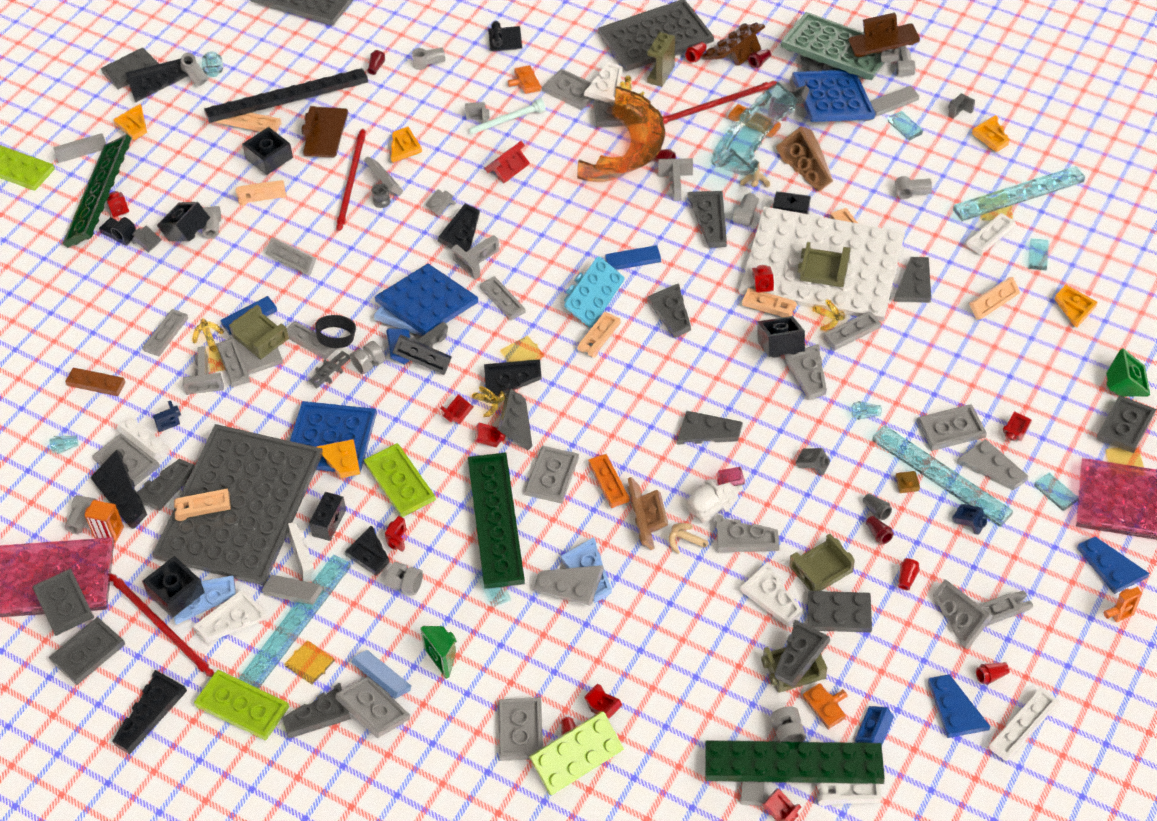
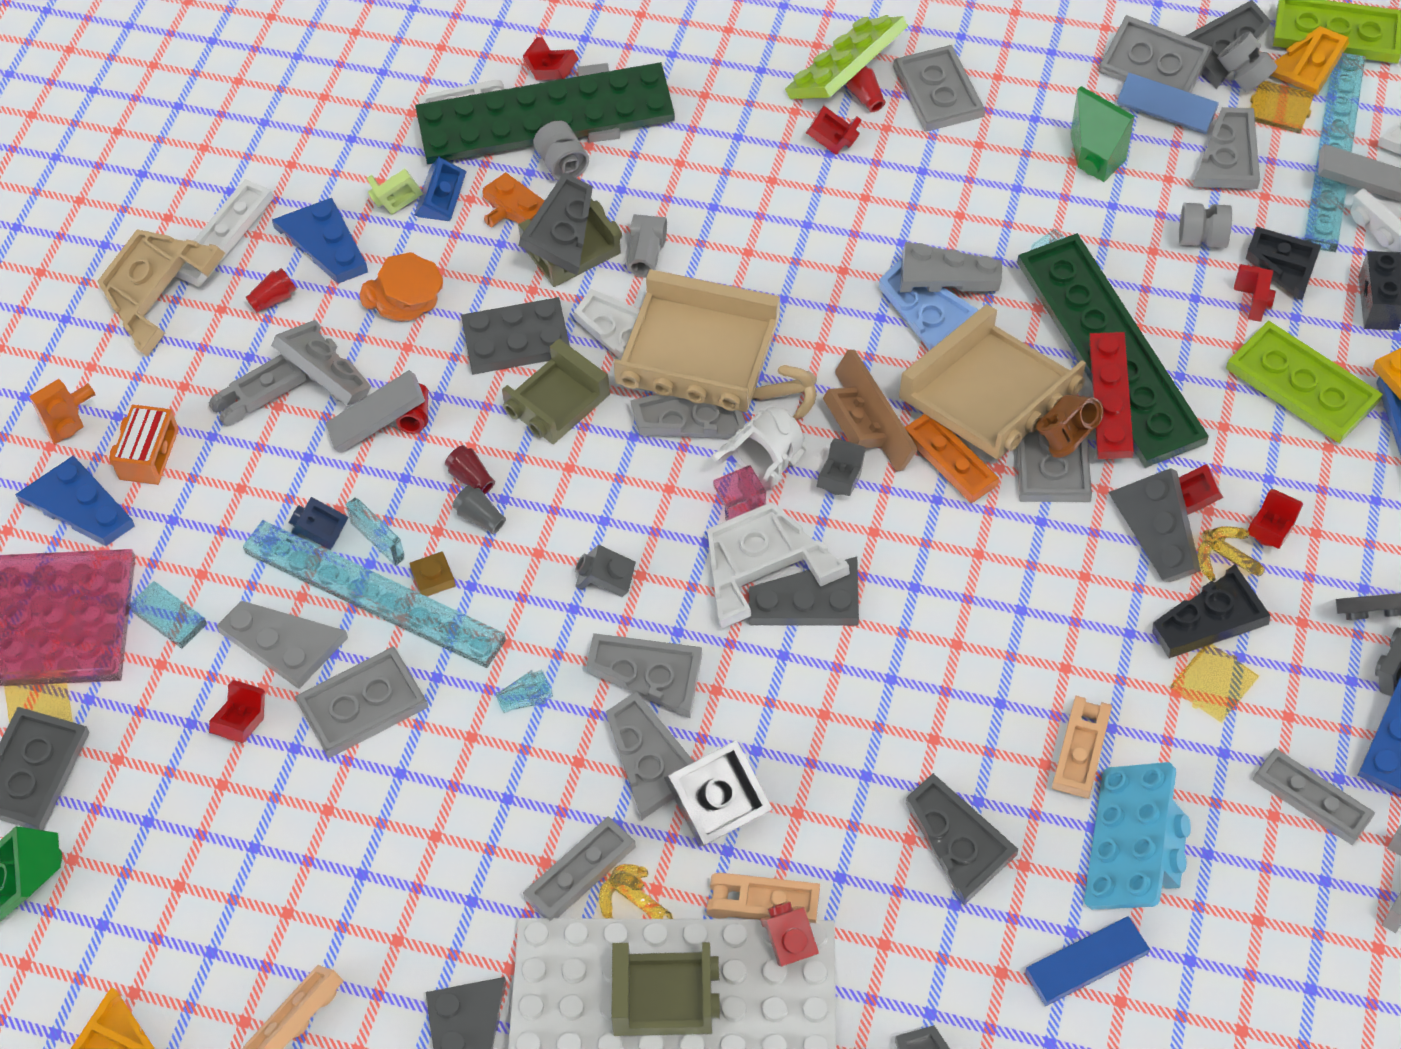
camera: 165 degrees right, 5 degrees up
(276, 679) = (1311, 60): none -> light orange wing
(319, 679) = (1247, 61): none -> light grey wheel
(360, 629) = (1231, 152): none -> light grey wing
(509, 485) = (1111, 388): none -> red plate
(538, 470) = (1069, 421): none -> dark orange piece
(571, 506) = (987, 384): none -> tan panel
(671, 482) = (842, 467): none -> dark grey bracket
(728, 451) = (758, 546): none -> white wing
(734, 563) = (699, 341): none -> tan panel
(745, 653) = (646, 237): none -> light grey piece
(796, 407) = (652, 668): none -> light grey wing
(906, 647) = (403, 287): none -> orange piece
(906, 721) = (394, 192): none -> yellowish green bracket
(931, 567) = (375, 411): none -> light grey tile
(937, 505) = (375, 531): none -> clear light blue tile
(1072, 584) = (144, 444): none -> brick
(1074, 697) = (142, 274): none -> tan wing

